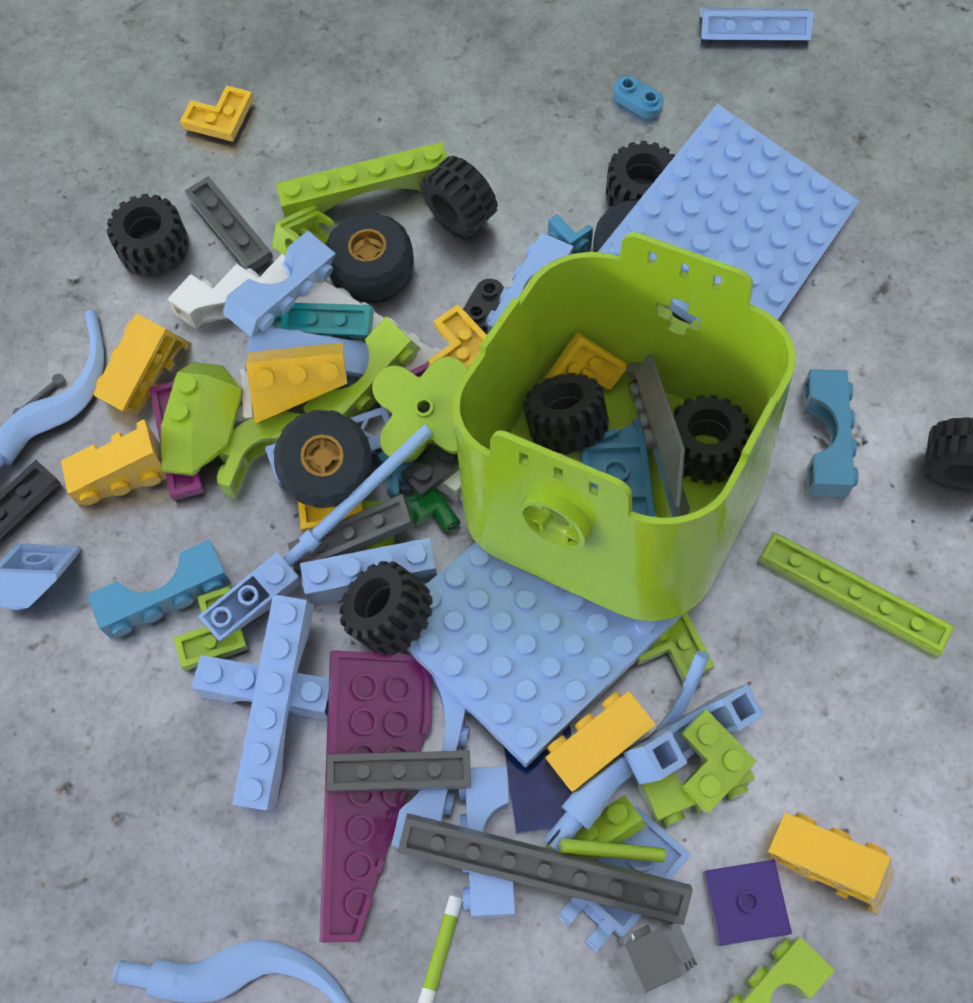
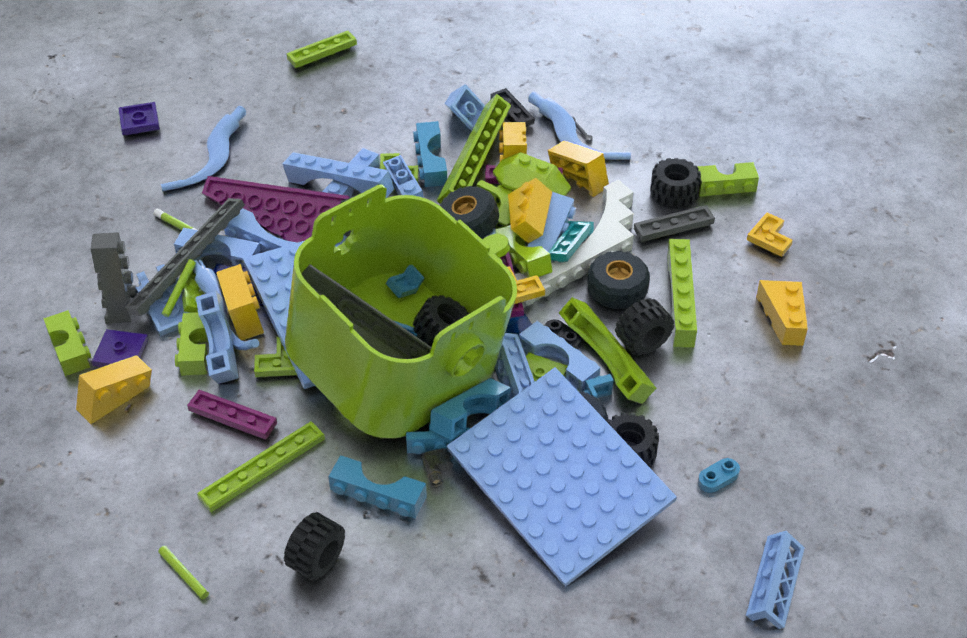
camera: 105 degrees right, 20 degrees down
(114, 163) = (742, 180): none -> lime arch
(146, 517) = (476, 146): none -> lime brick
(257, 304) = (612, 233): light blue arch -> none
(293, 226) = (647, 247): lime hinge -> none
(360, 70) = (786, 309): none -> yellow wedge
(398, 771) = (269, 210): dark grey plate -> none
(468, 268) = (626, 372): none -> lime arch
(723, 760) = (194, 344): lime plate -> none
(796, 668) = (232, 414): none -> magenta plate

